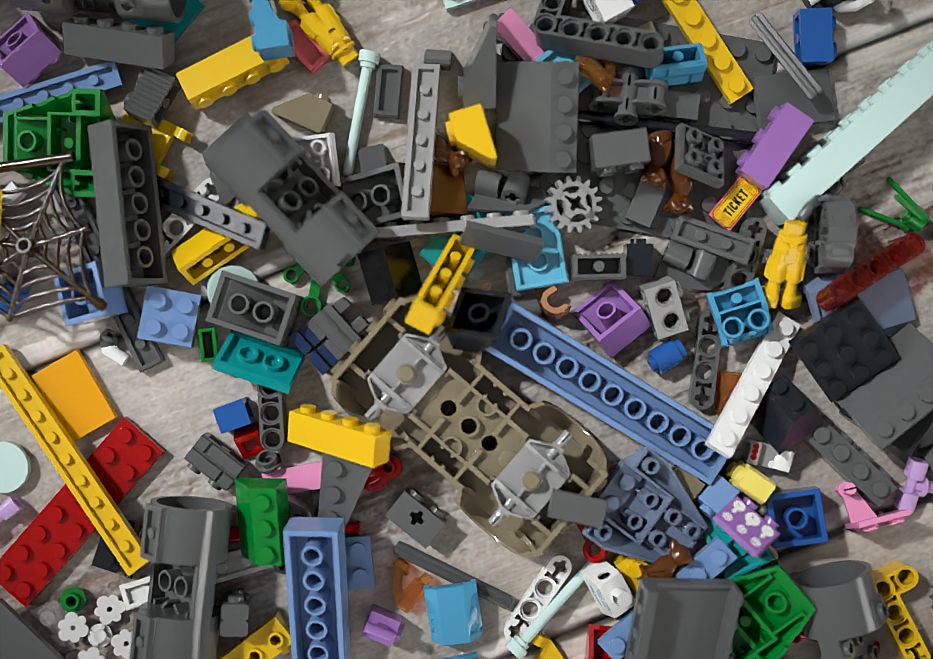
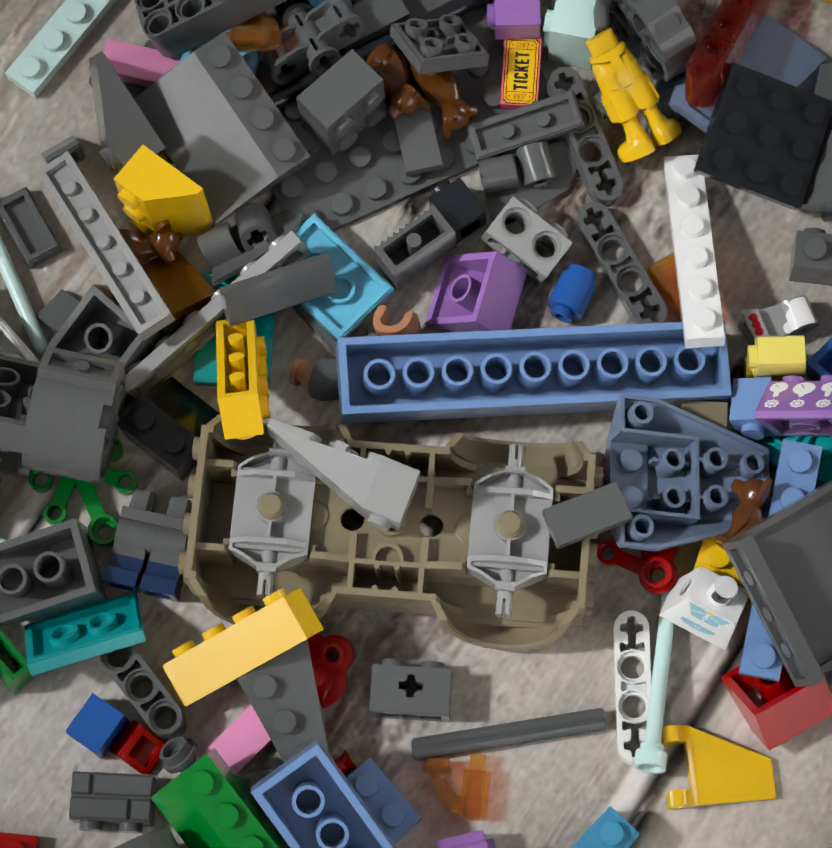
camera: 30 degrees left, 15 degrees down
(454, 612) = (540, 772): dark azure slope -> none
(469, 407) = (370, 485): none -> light grey wedge
(477, 319) = (312, 386): black slope -> none
(582, 209) = (316, 200): light grey gear -> none
(740, 313) = (620, 184): dark azure slope -> none
(785, 415) = (756, 258): black slope -> none

